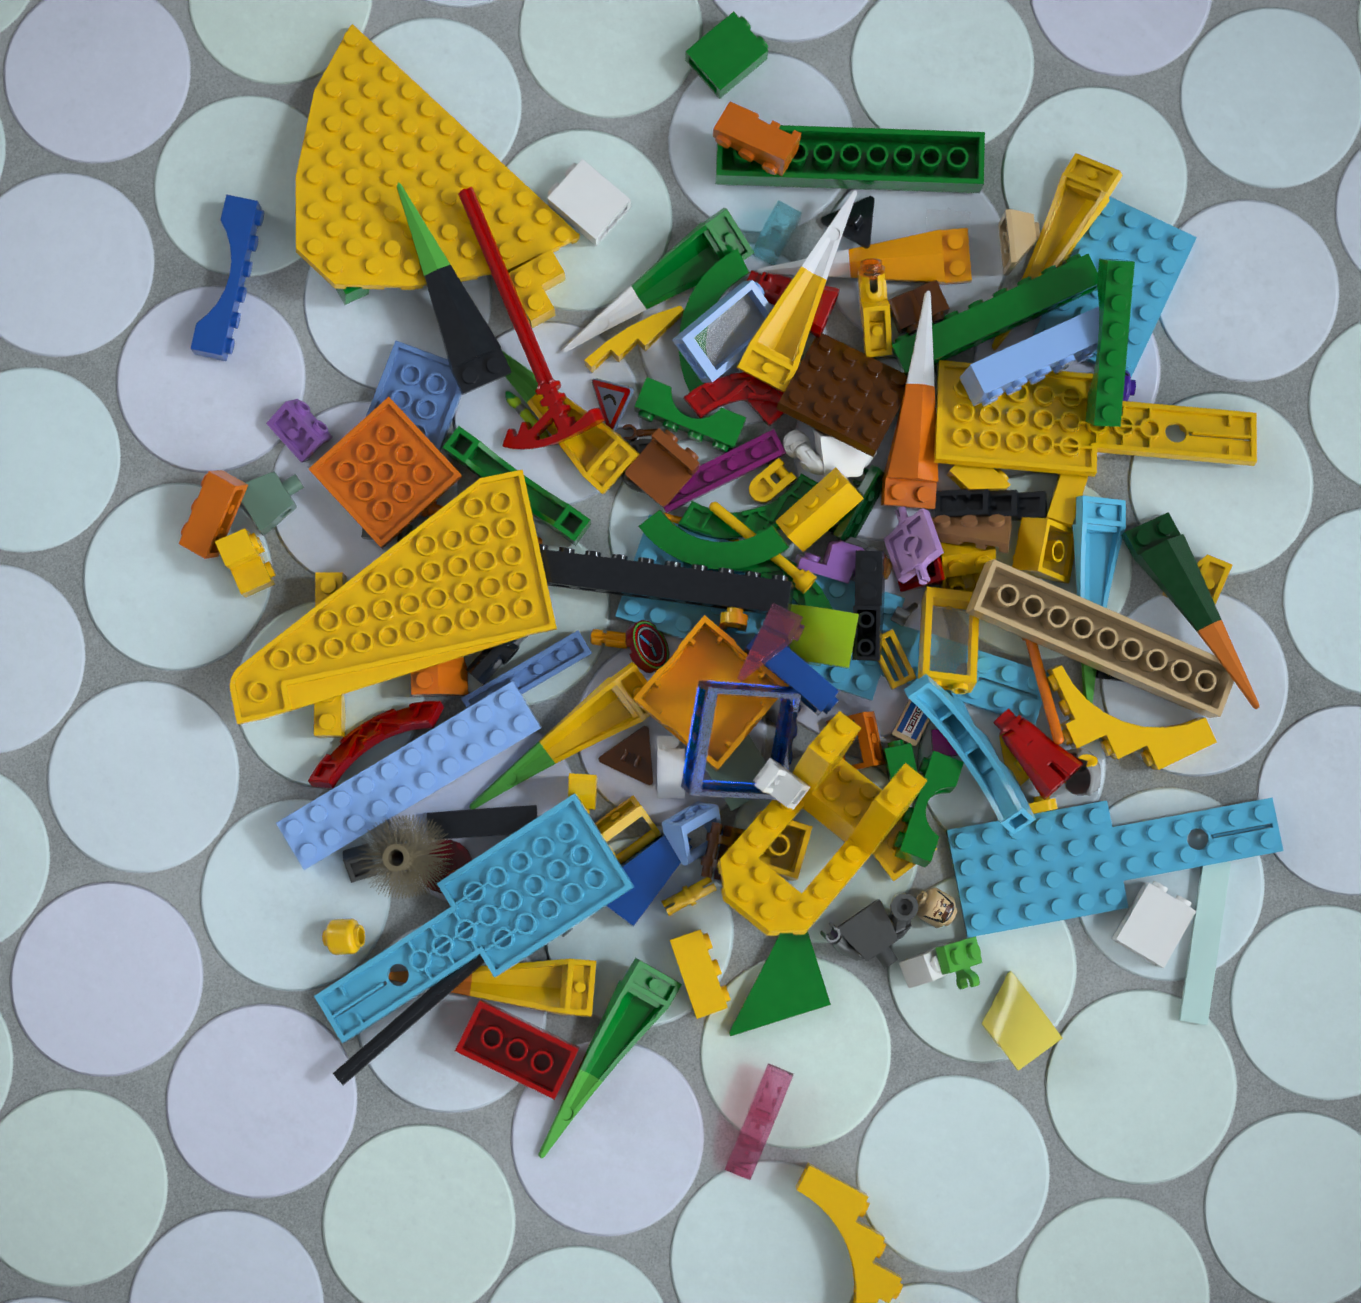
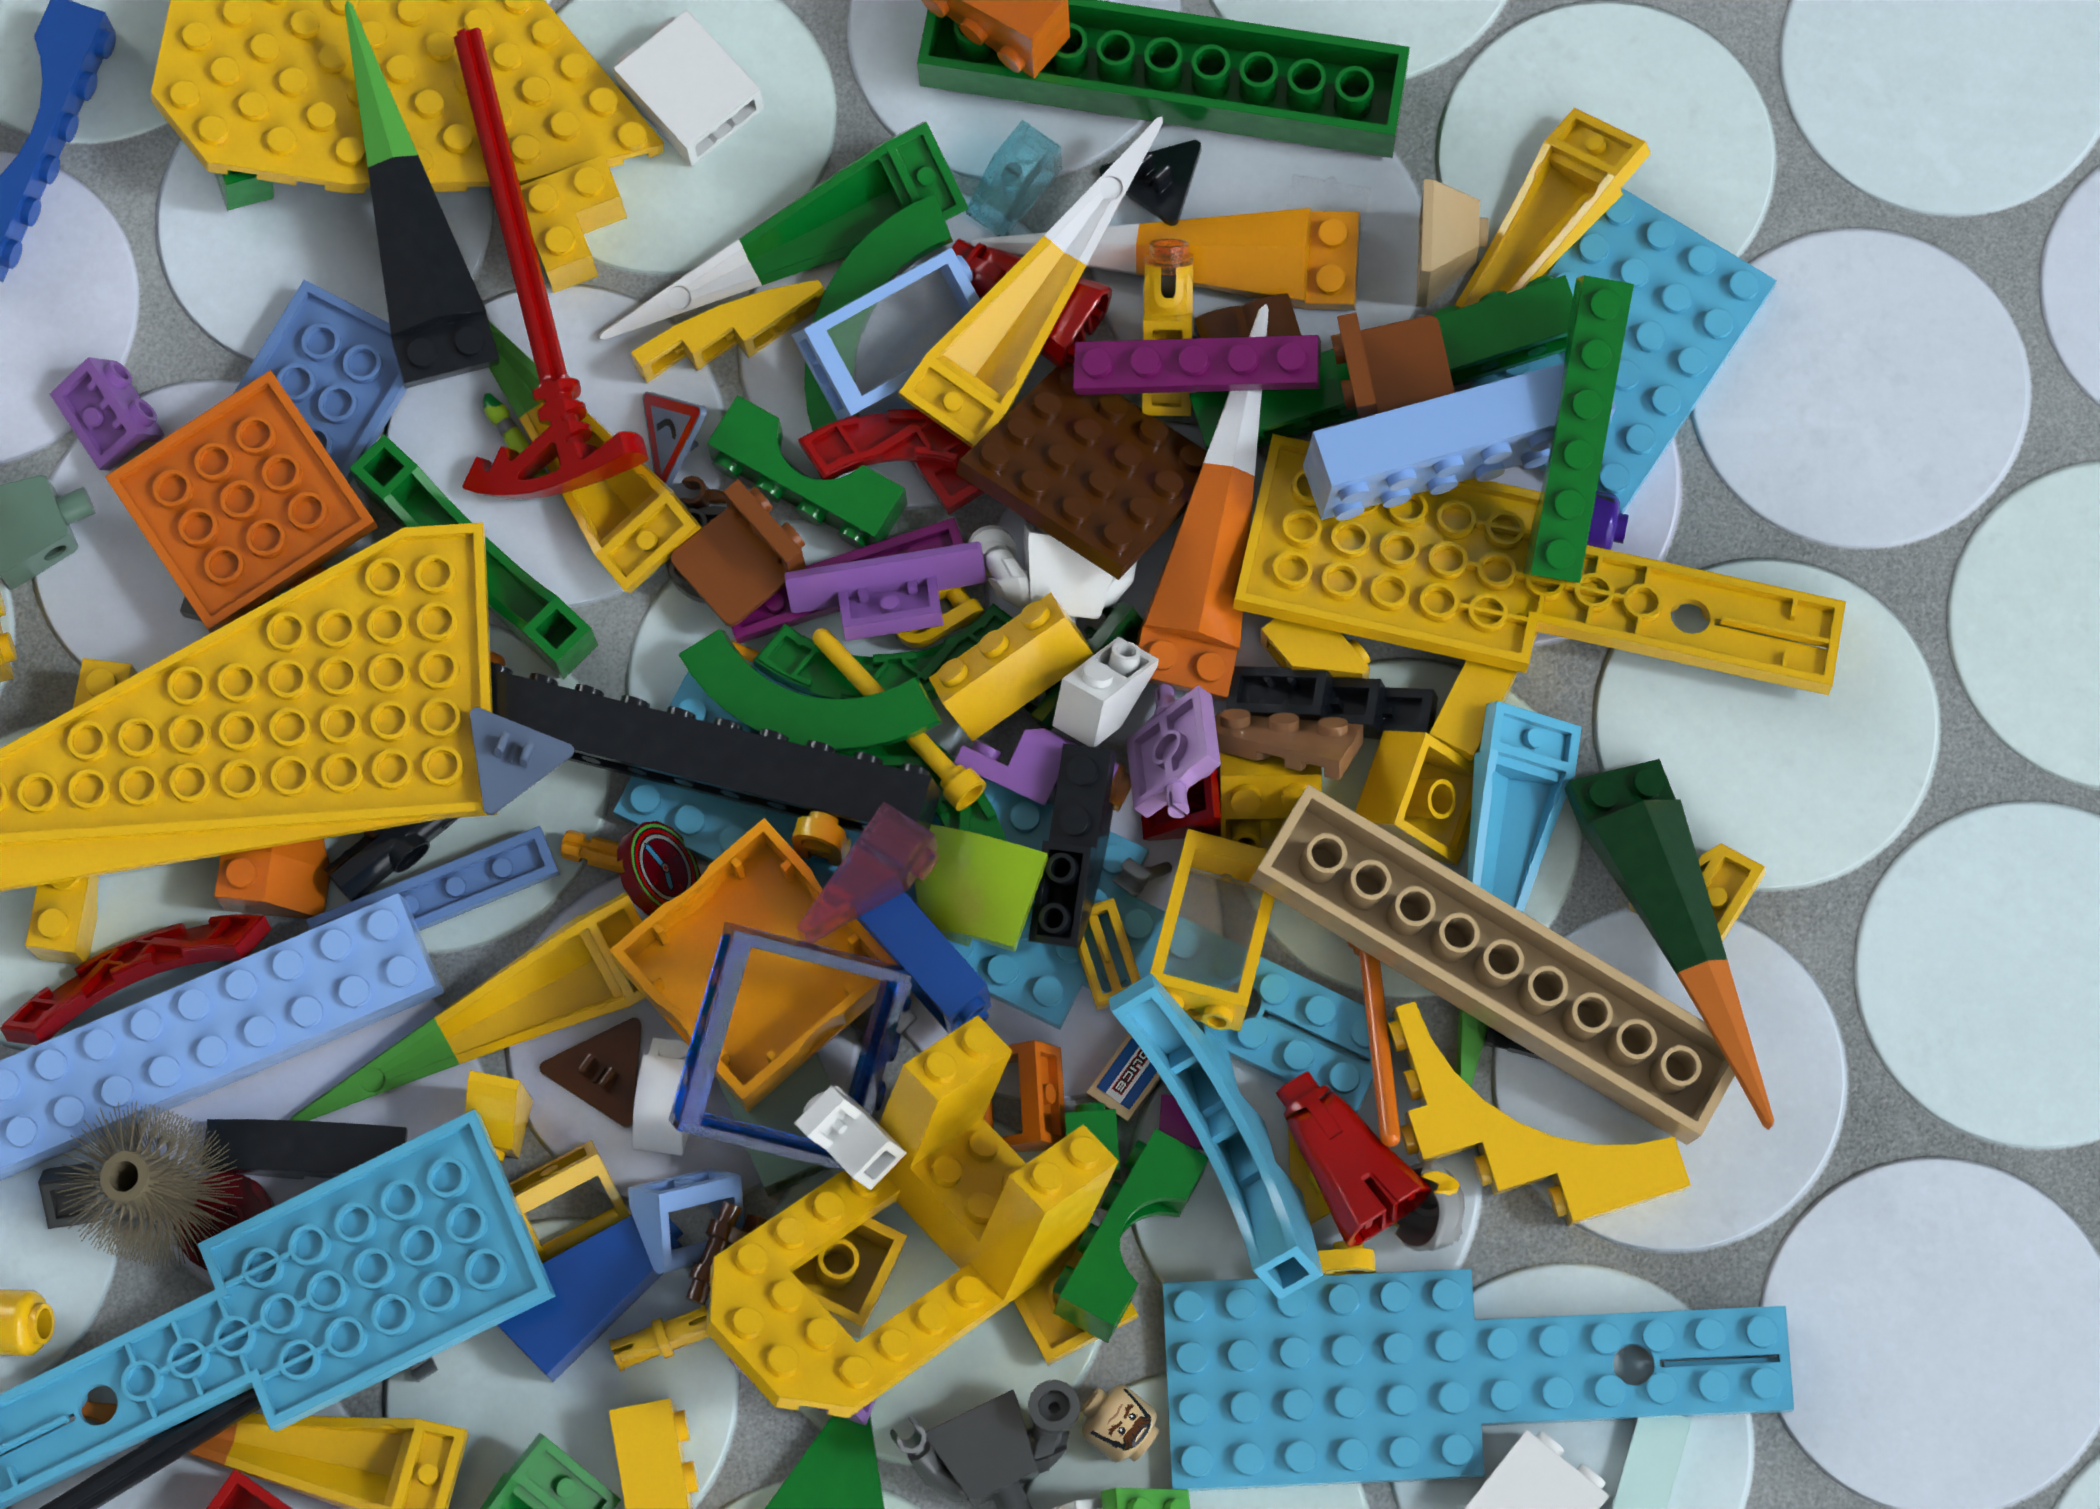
camera: 20 degrees right, 10 degrees down
(560, 598) = (511, 757): none -> sand blue piece
(747, 477) = (887, 591): none -> medium lavender bracket
(871, 517) = (1103, 691): none -> white slope
(896, 329) = (1197, 365): none -> magenta plate
(1003, 318) = (1391, 363): none -> dark orange bracket

